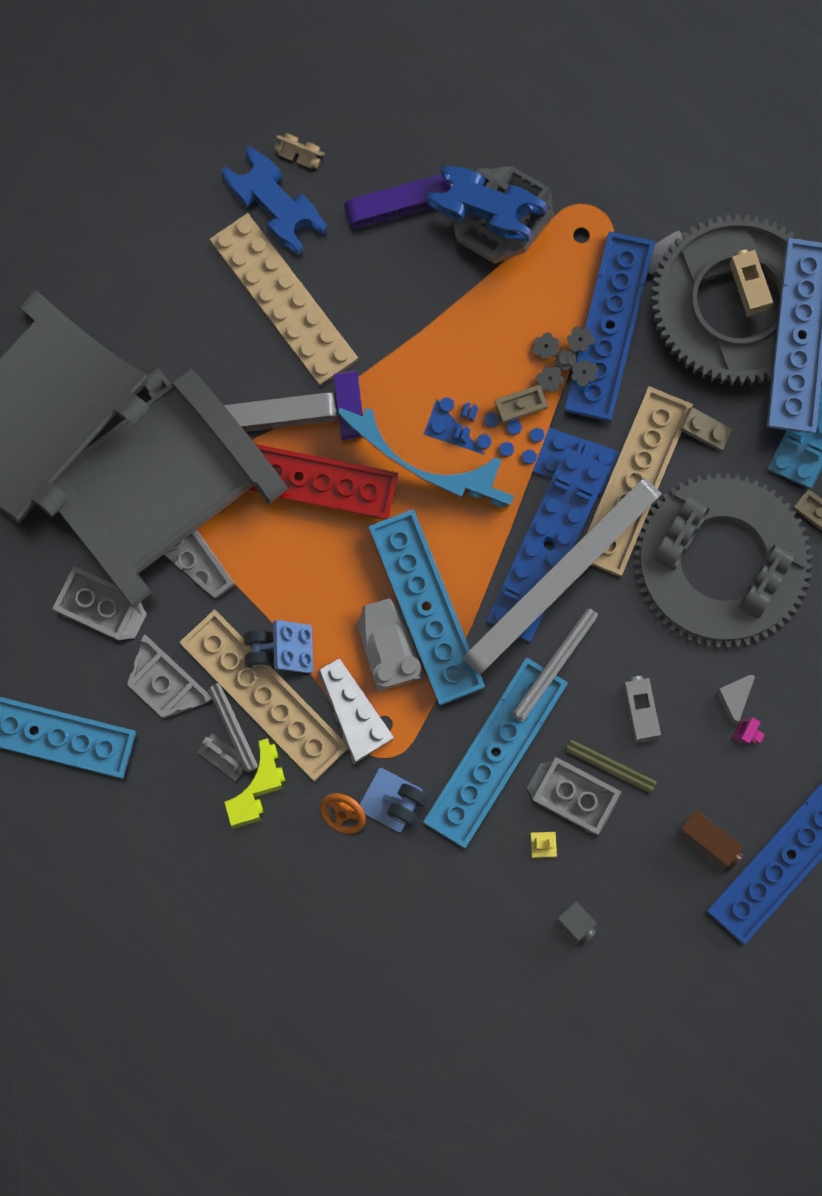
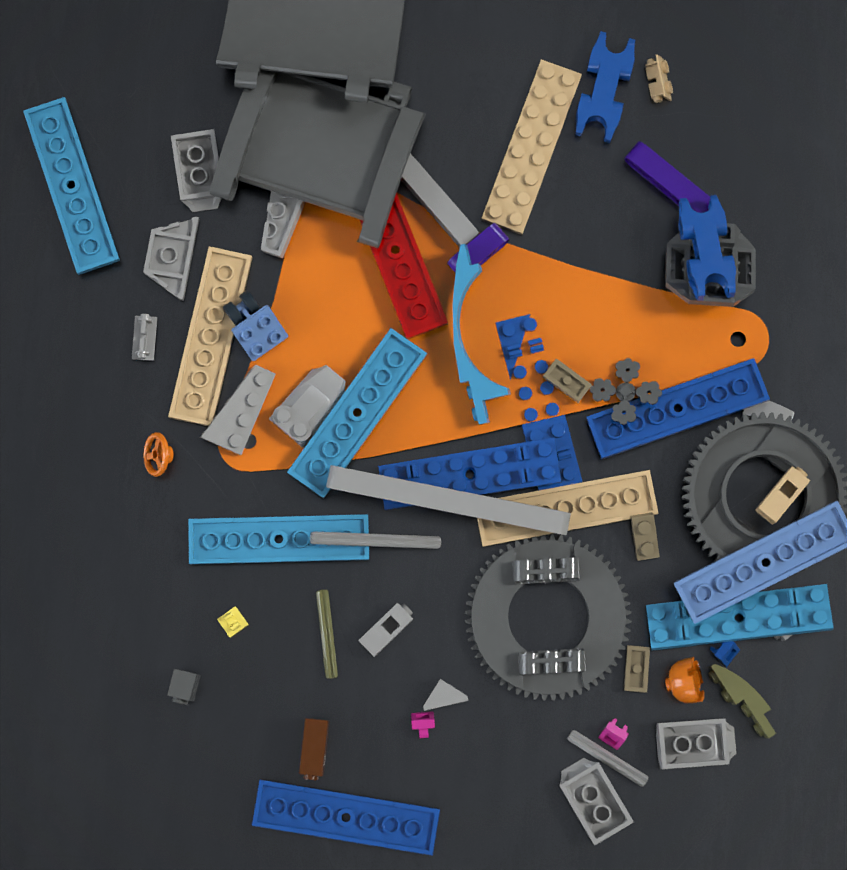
camera: 55 degrees right, 5 degrees up
(233, 727) = (168, 329): light grey axle -> none
(244, 808) = (148, 380): neon yellow arch -> none
(392, 800) = (191, 485): medium blue plate -> none
(573, 794) = (284, 620): light grey slope -> none

